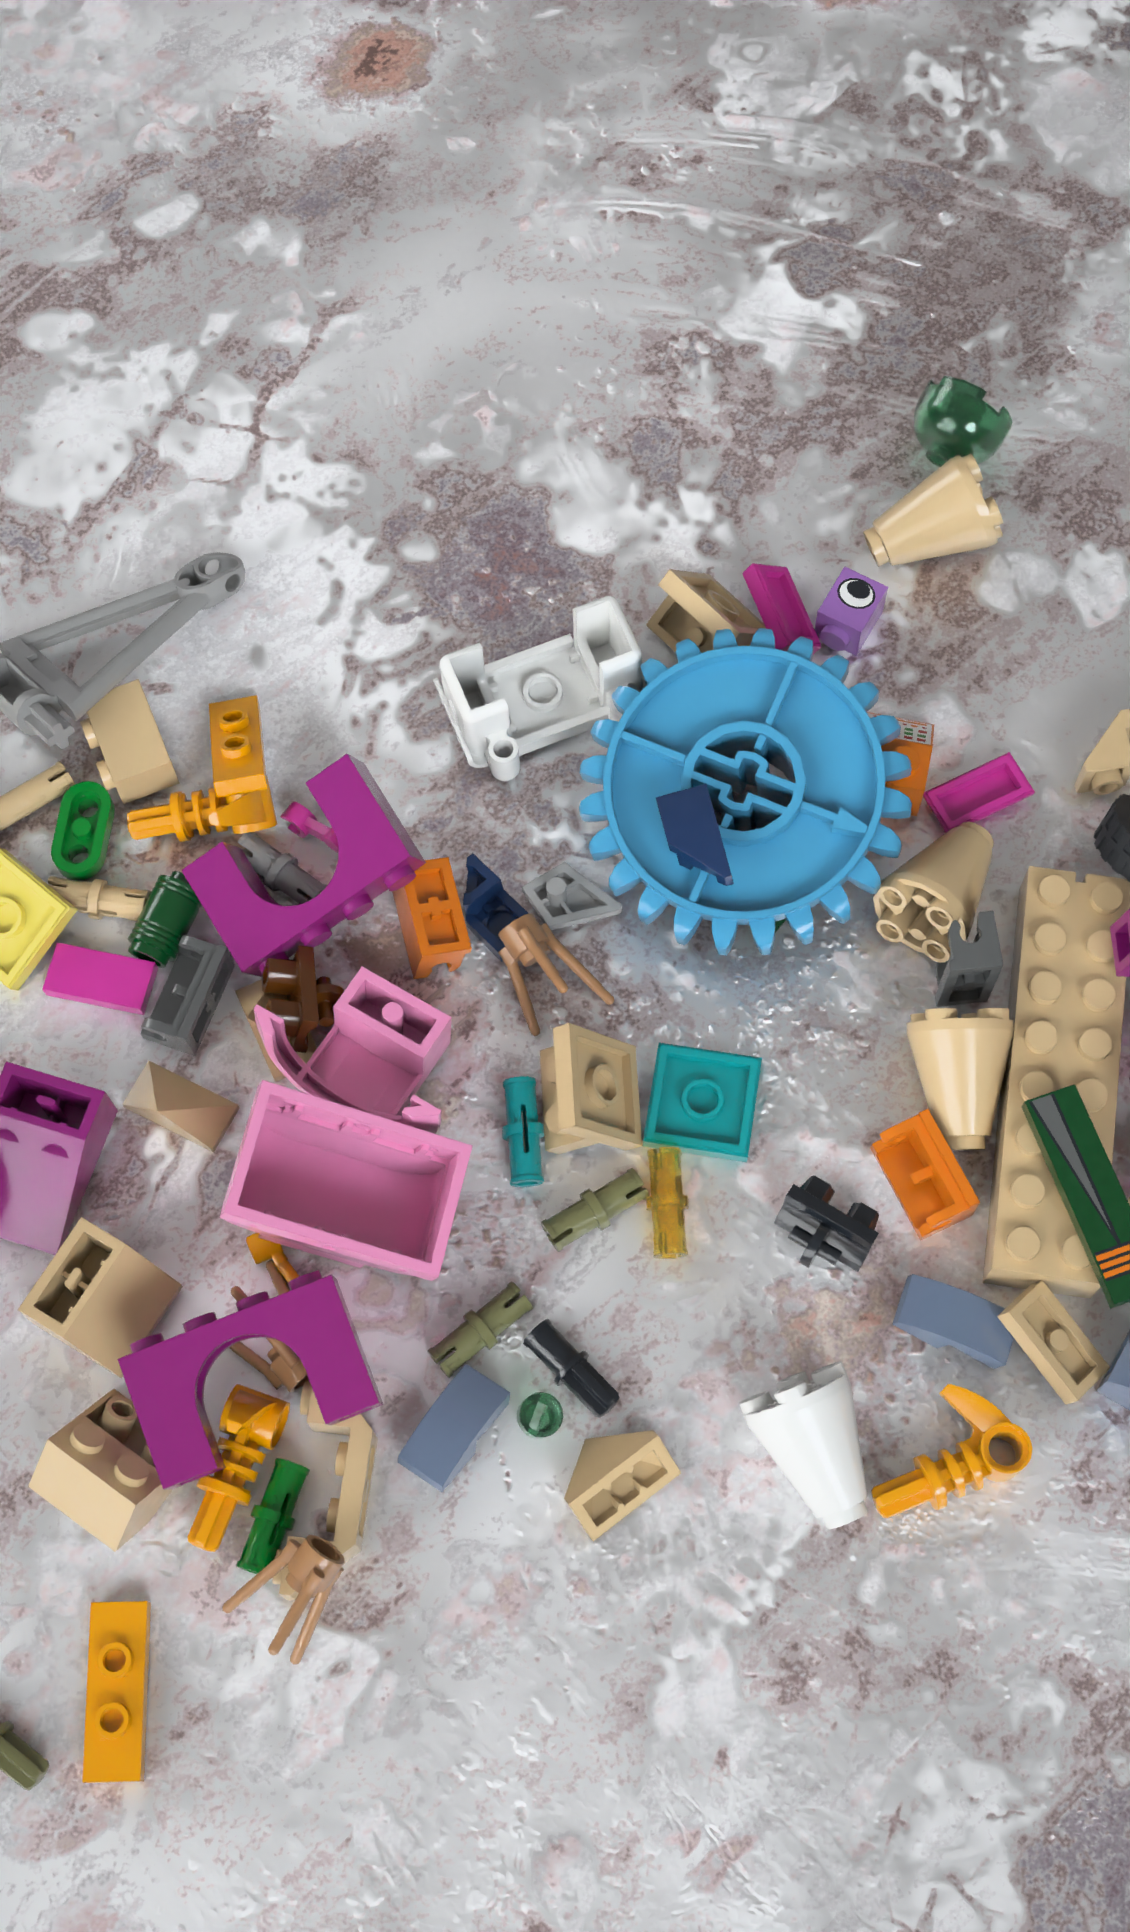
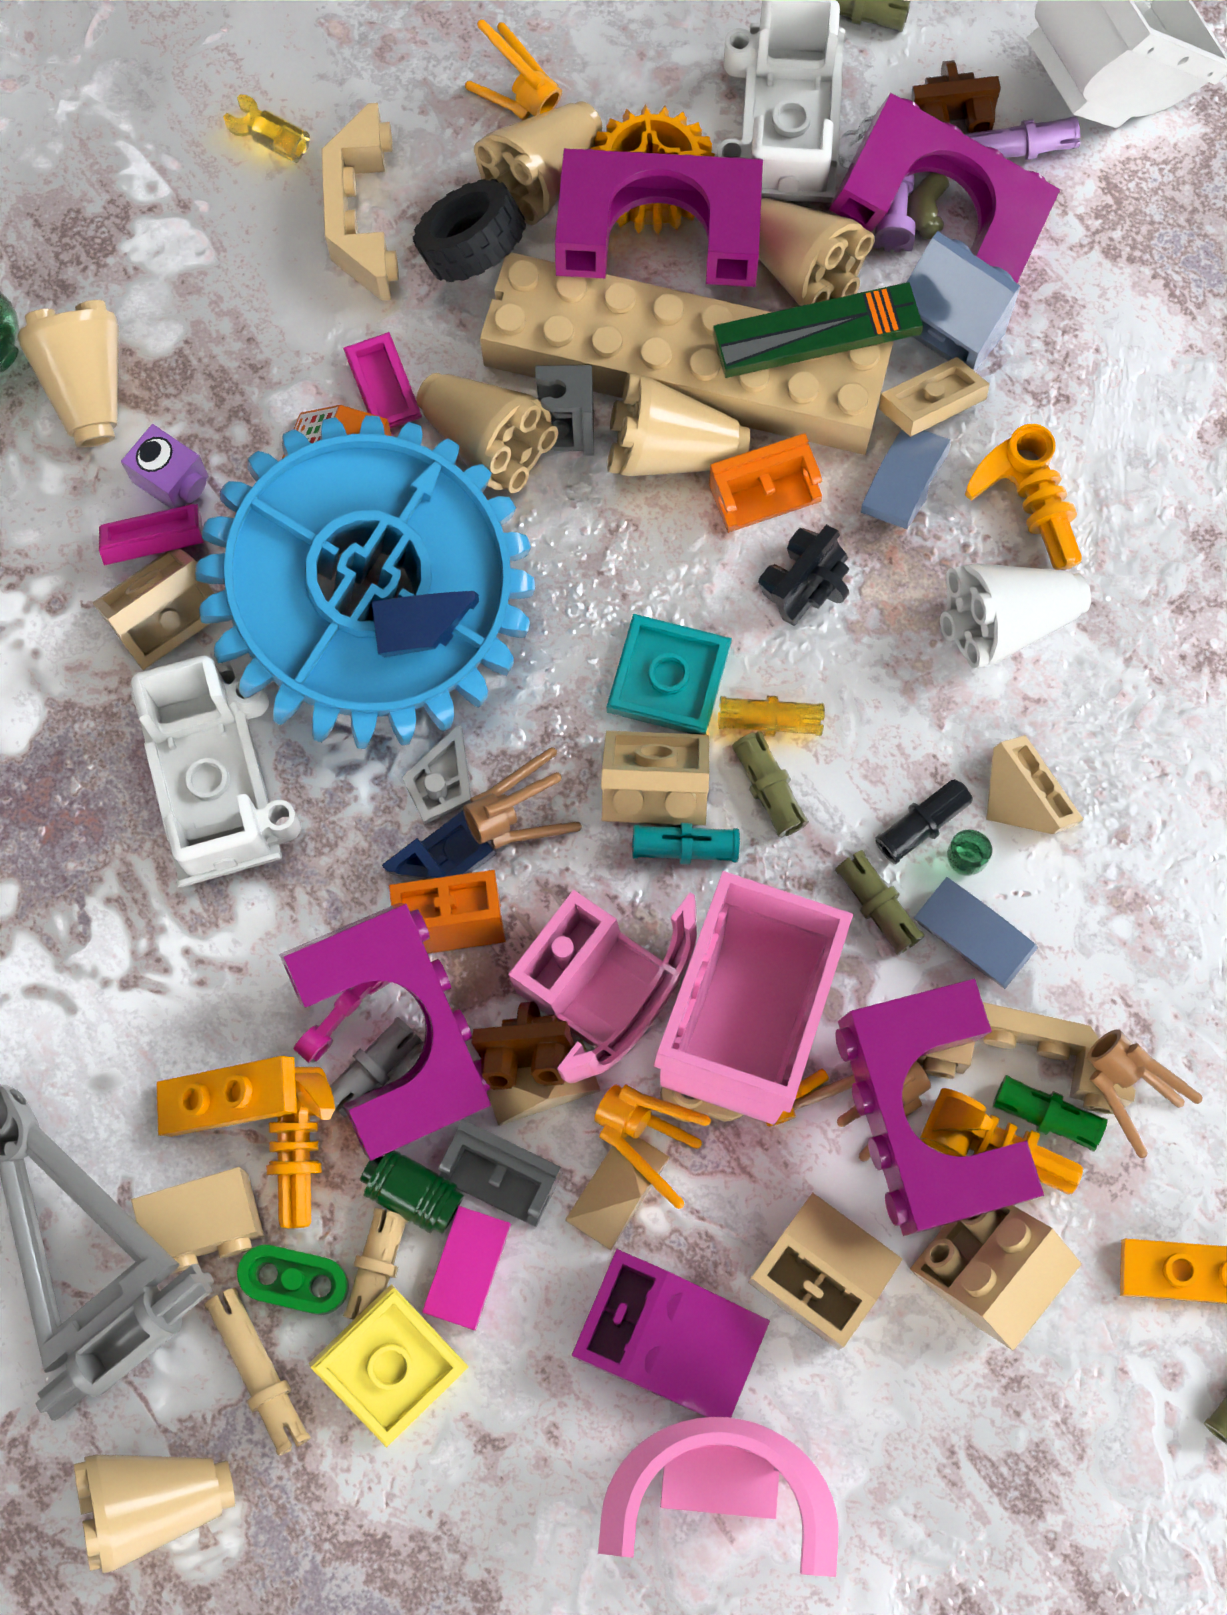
camera: 85 degrees left, 5 degrees up
(238, 1099) = (628, 1113): none -> light orange plant

